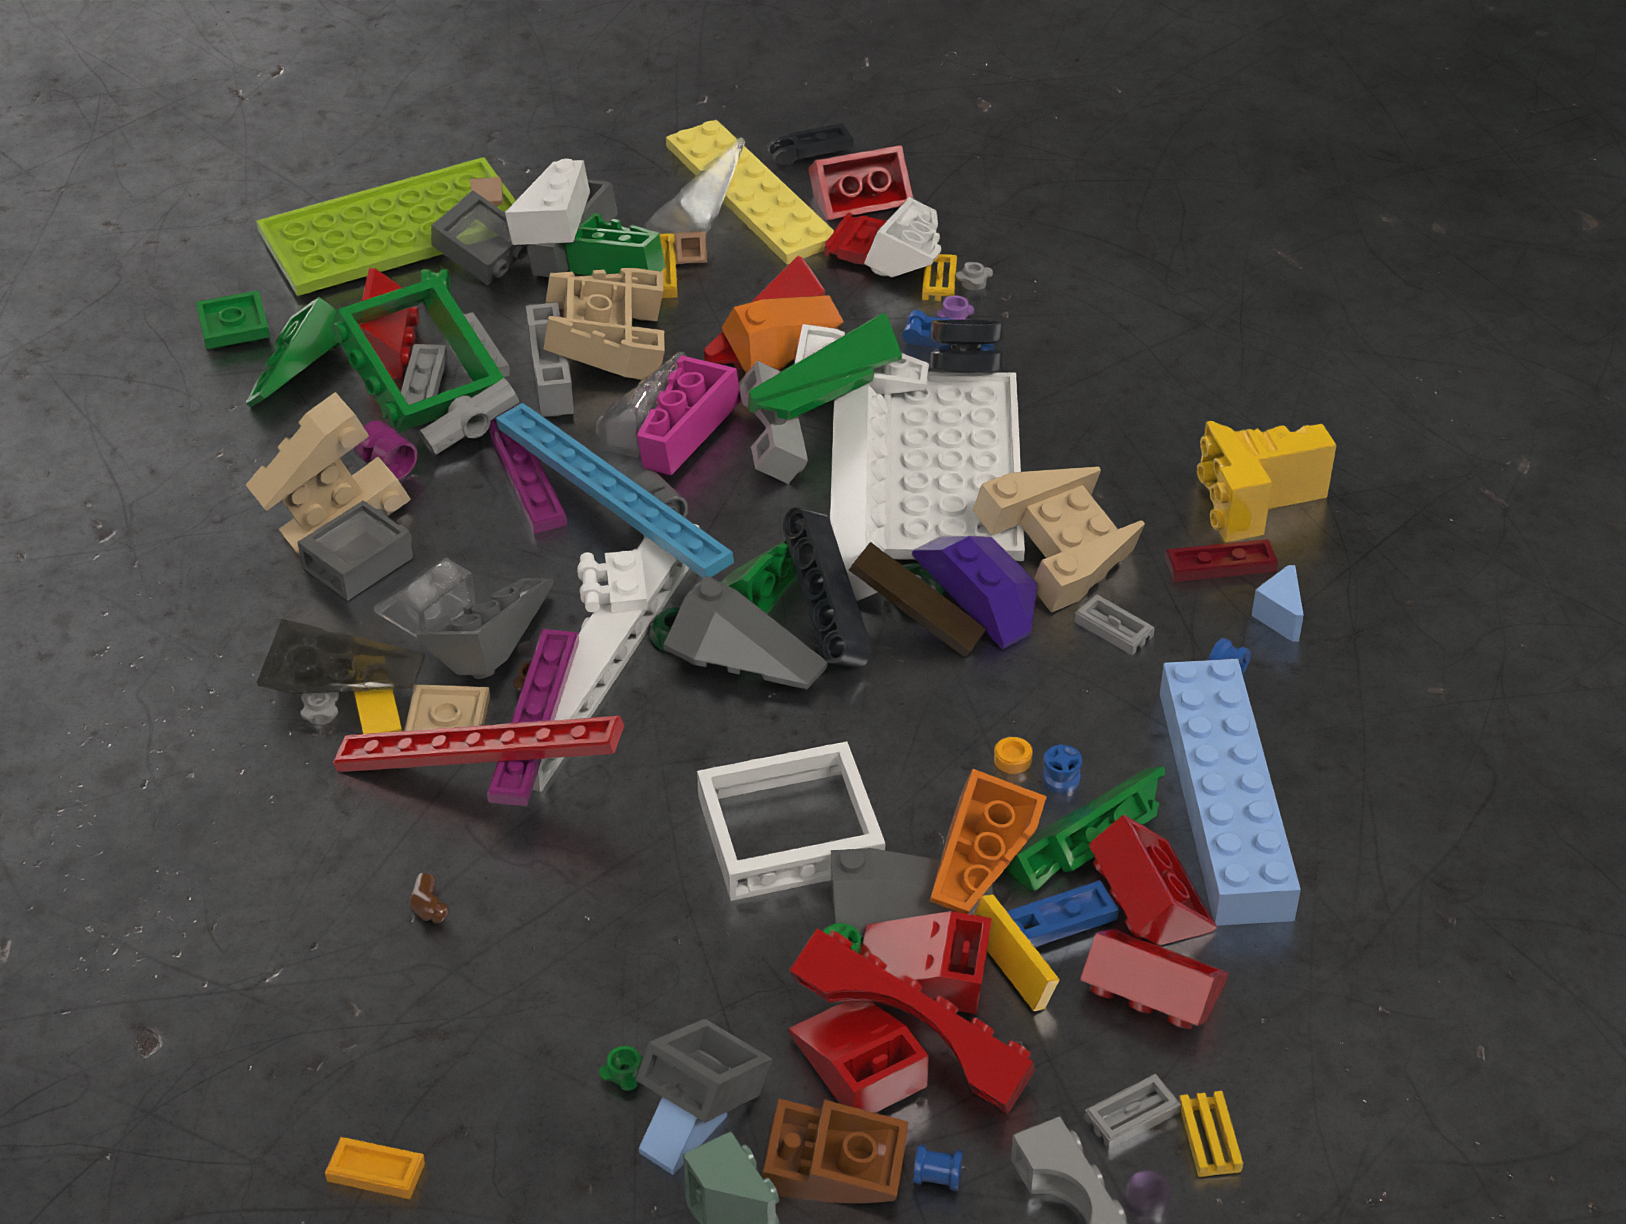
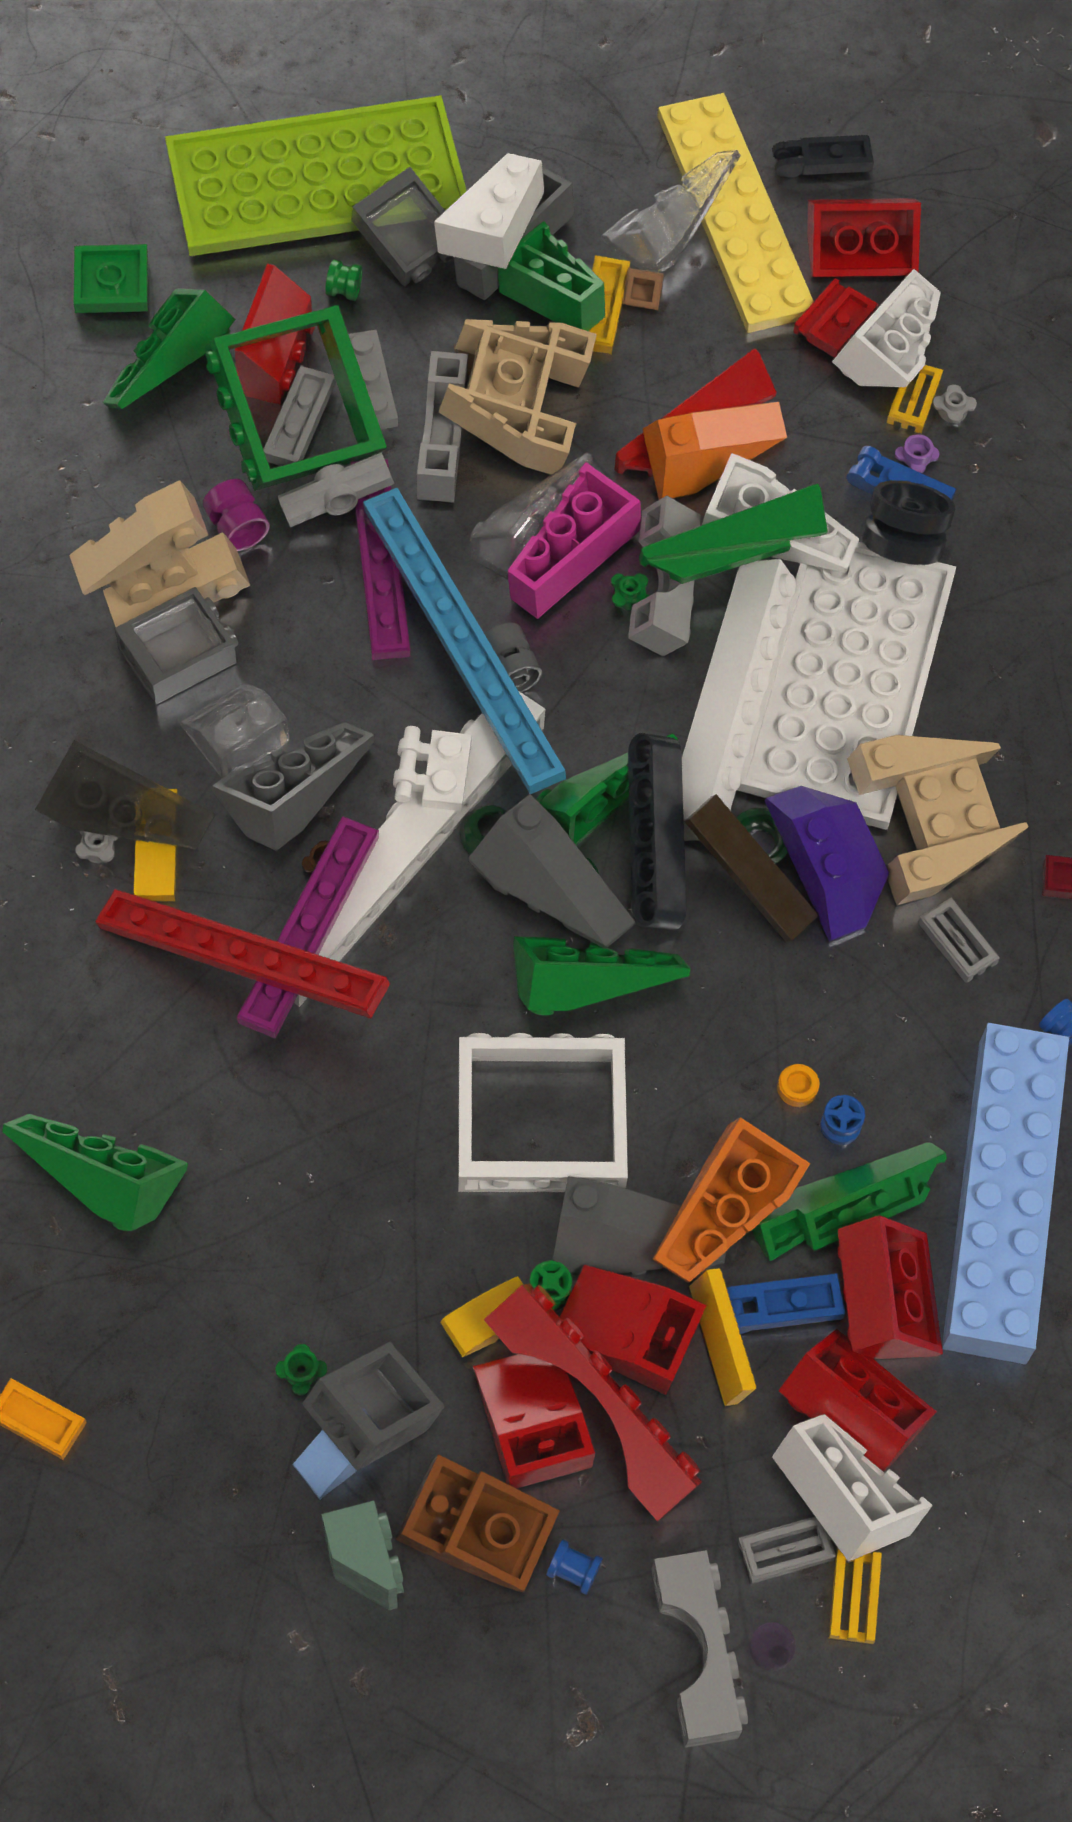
camera: 10 degrees right, 20 degrees up
(406, 955) = (107, 1178): none -> green wedge
(423, 901) = (149, 1120): reddish brown arm -> none
(447, 707) = (225, 886): tan tile -> none
(489, 189) = (430, 157): medium nougat slope -> none
(742, 442) = (624, 598): none -> green plate
(779, 994) = (467, 1323): none -> yellow slope
(784, 713) = (569, 978): none -> green wedge
(1170, 1042) = (845, 1490): none -> white wedge

